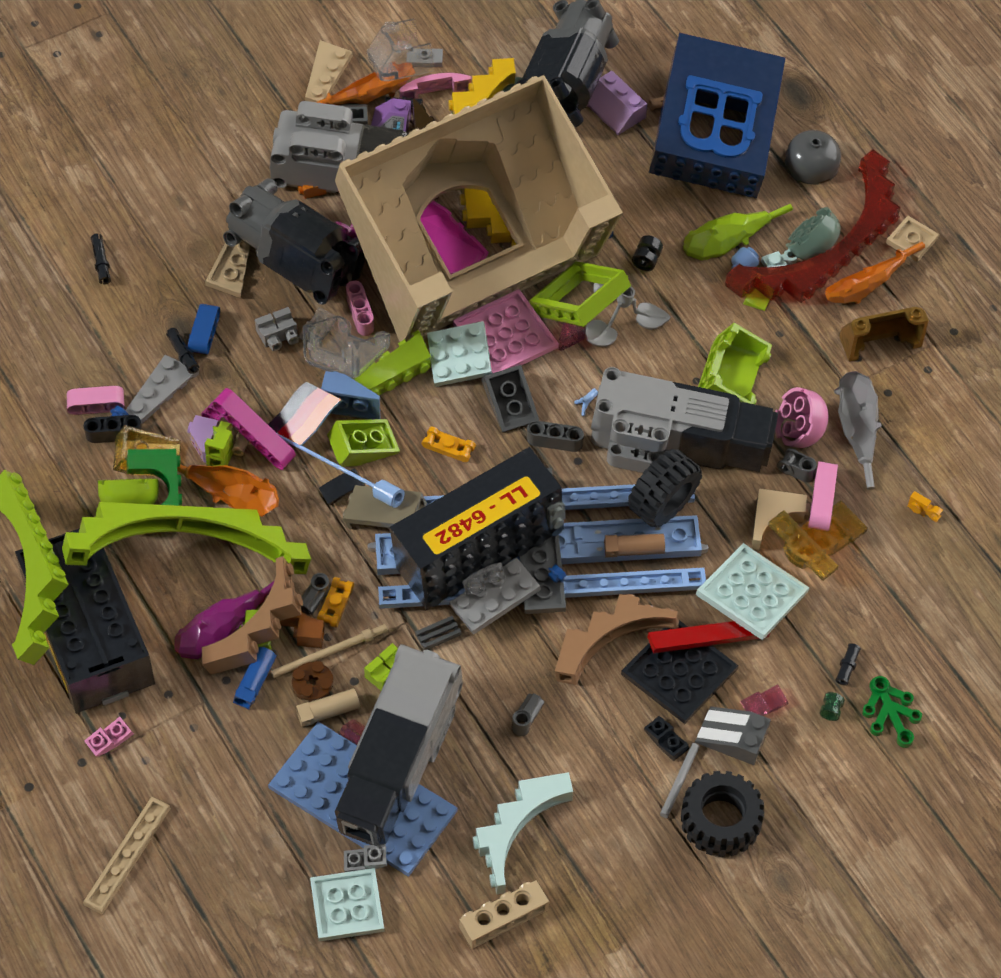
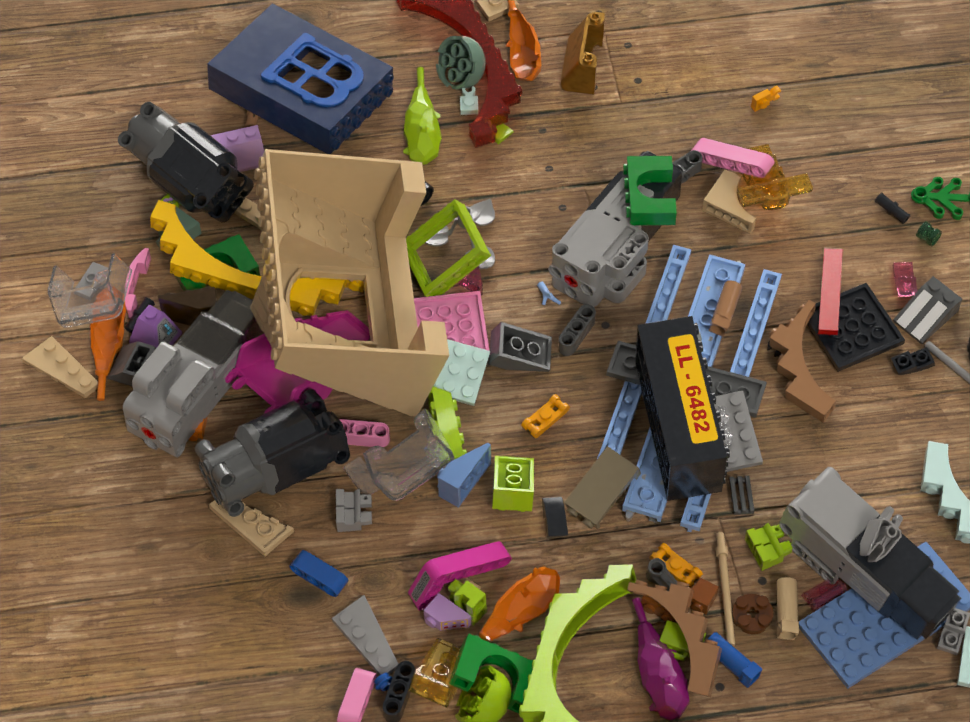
camera: 65 degrees left, 0 degrees up
(102, 265) = (193, 640): black pin -> none
(185, 355) = (346, 598): black pin -> none
(304, 416) = (472, 516): flag -> none
(397, 728) = (881, 535): none -> light grey hinge
(527, 713) = (853, 455): dark grey piece -> none
(556, 573) = (734, 374): blue plate -> none
(664, 488) = (693, 256): black tyre -> none
(735, 362) = (565, 177): lime windscreen -> none
(736, 406) = (641, 208): none -> green arch
(745, 257) = (458, 122): medium blue head -> none
(752, 591) = (799, 244): light aqua plate -> none
(809, 414) = (635, 136): bright pink cylinder -> none
(813, 157) = (375, 32): dark grey cylinder -> none
(859, 418) = (663, 105): light grey piece -> none

